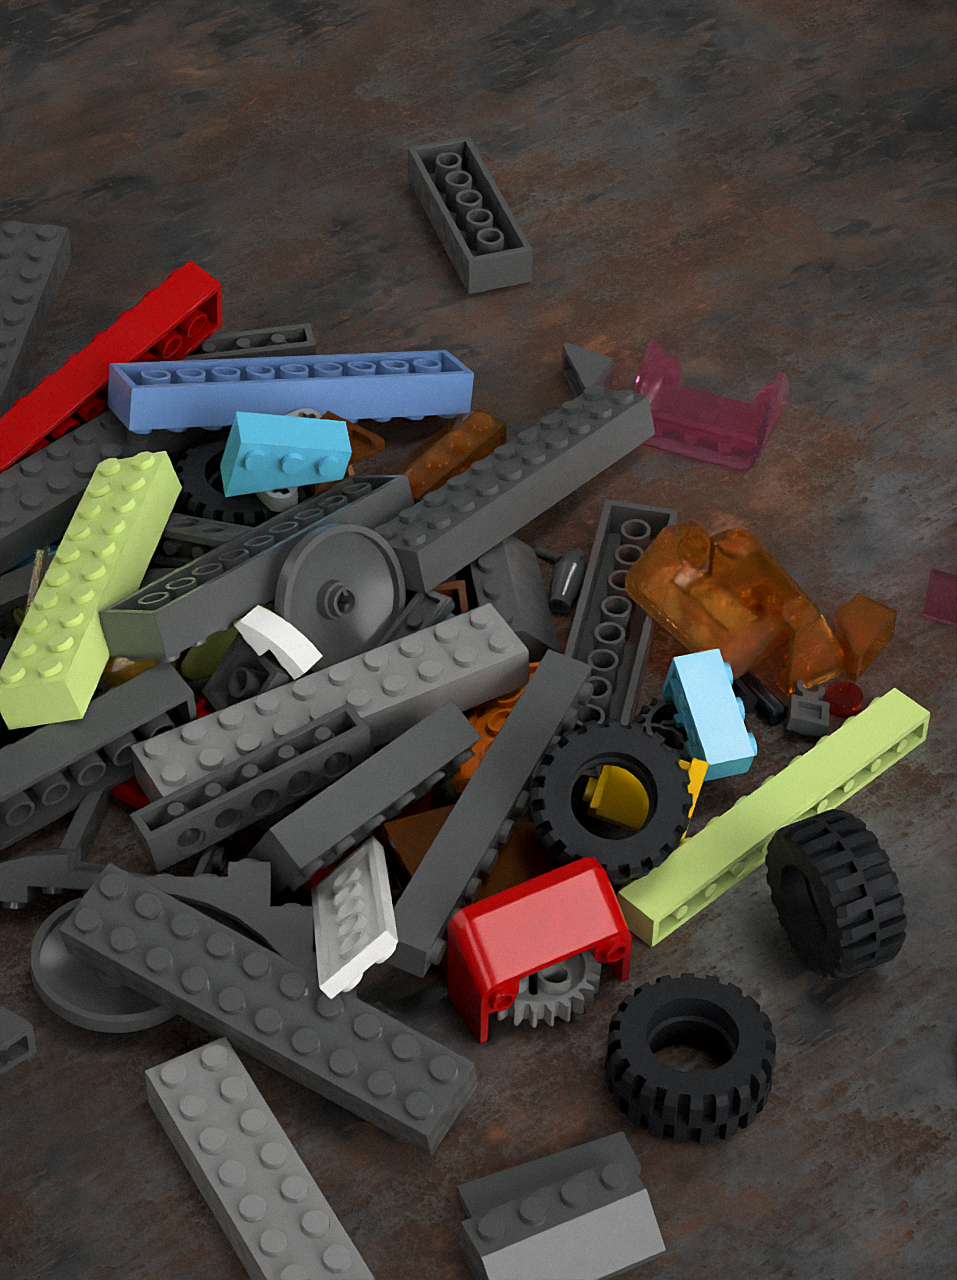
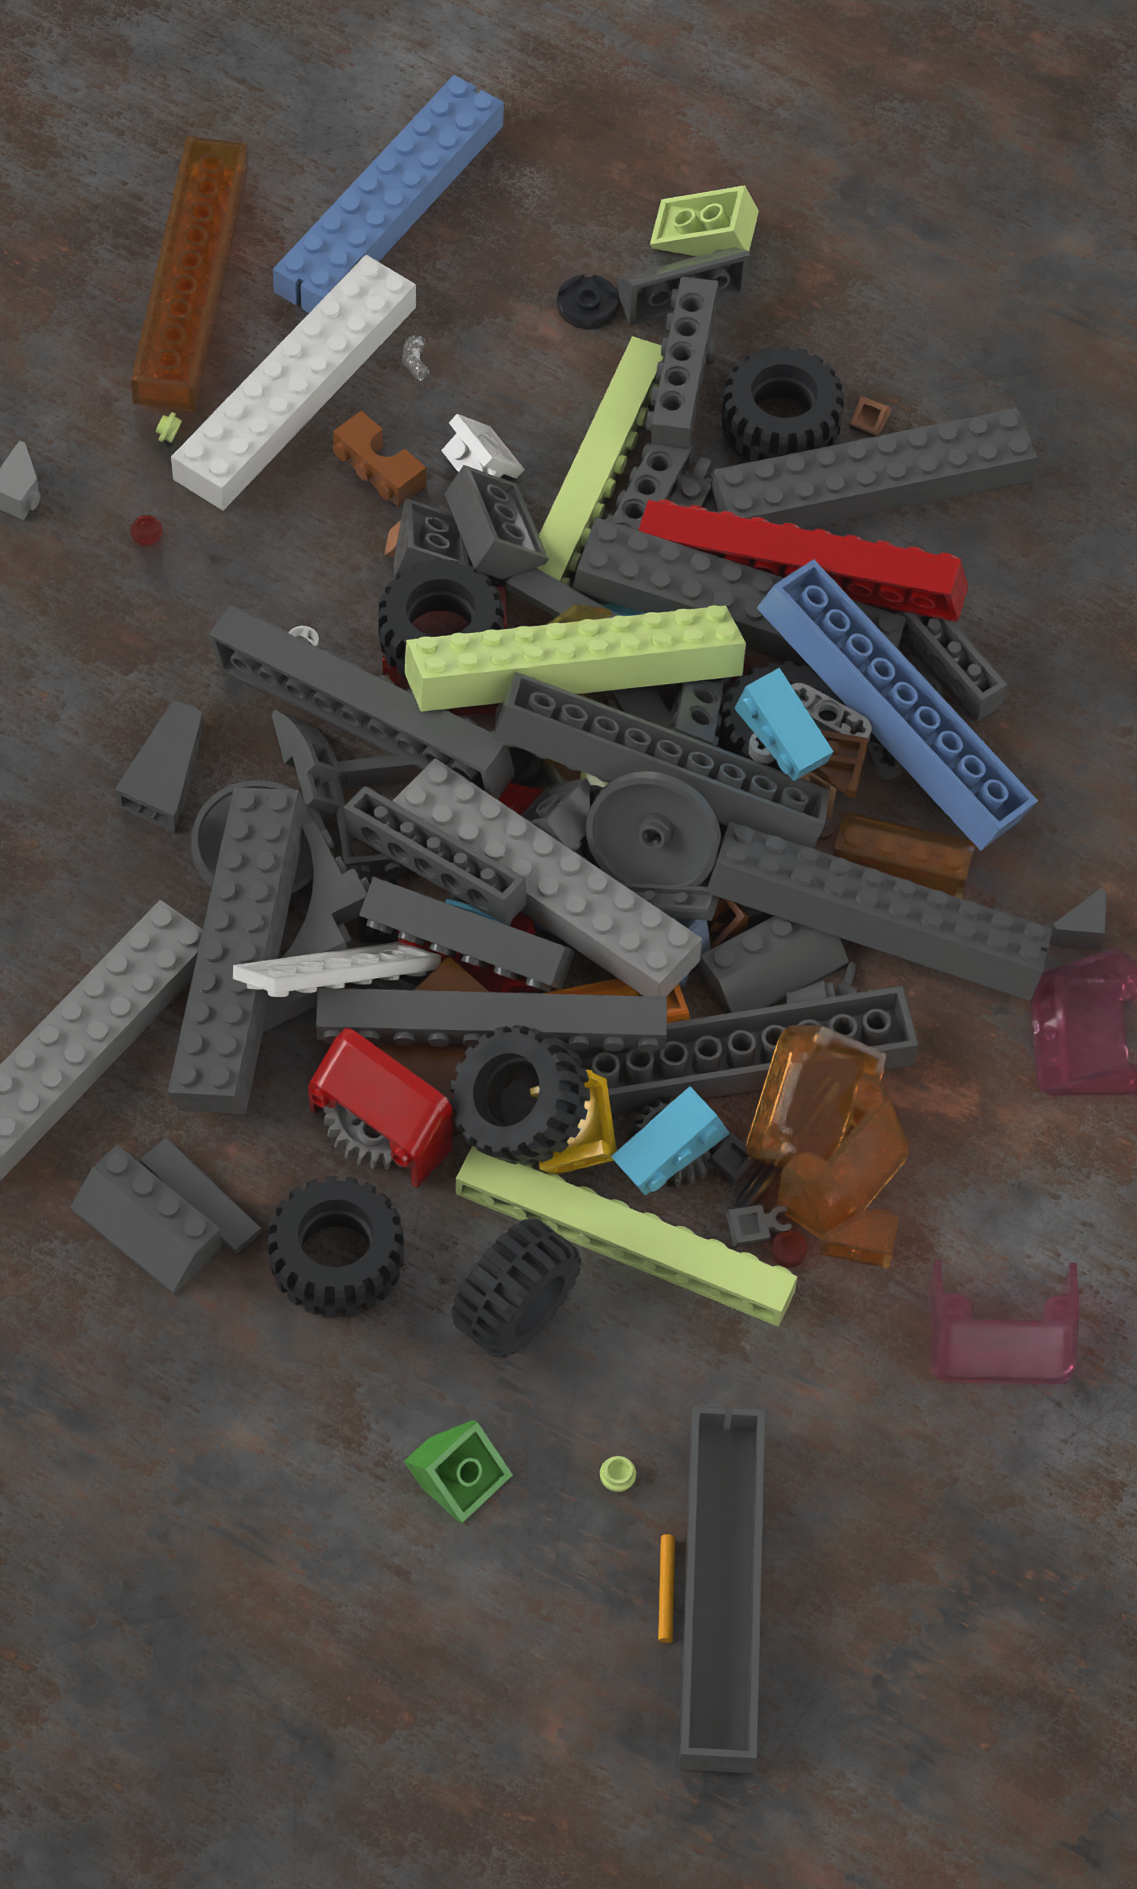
camera: 65 degrees right, 15 degrees up
(268, 631) = (575, 807): white slope -> none

